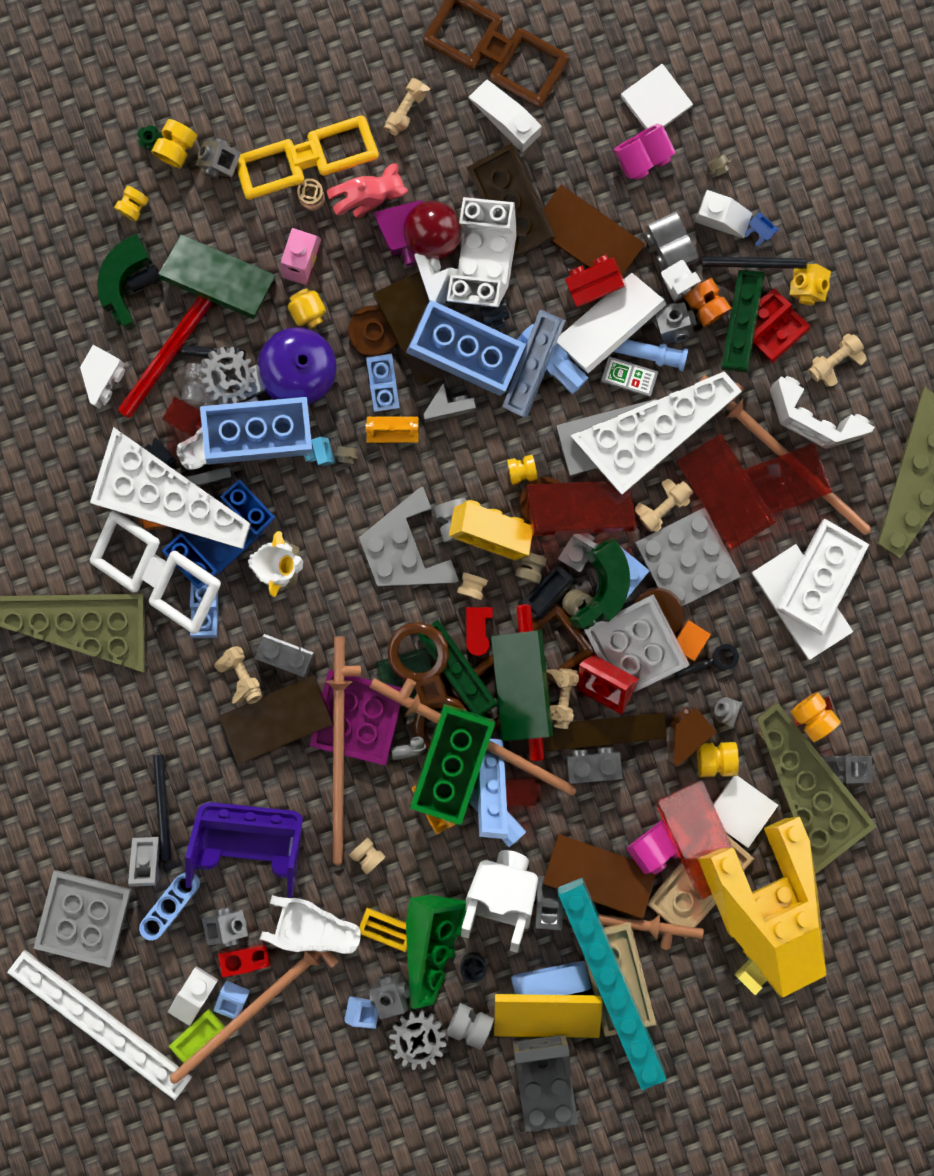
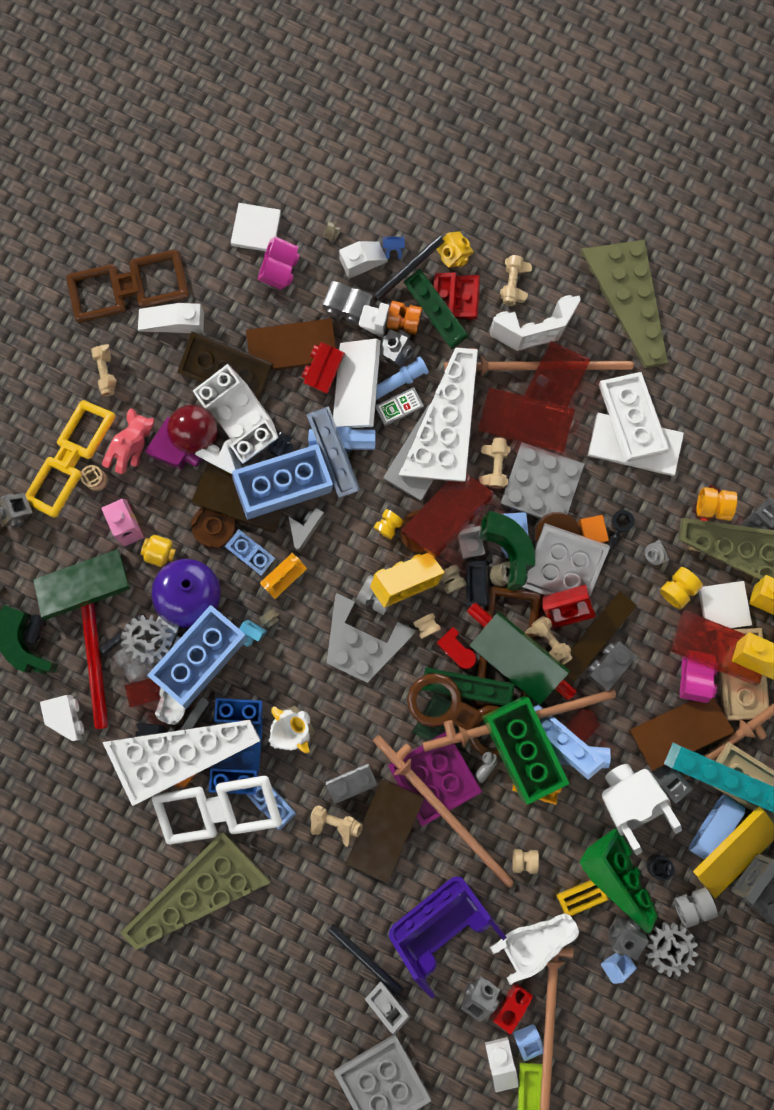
camera: 45 degrees left, 5 degrees down
(161, 915) = (433, 1031): light blue beam -> none
(687, 734) = (649, 590): reddish brown slope -> none

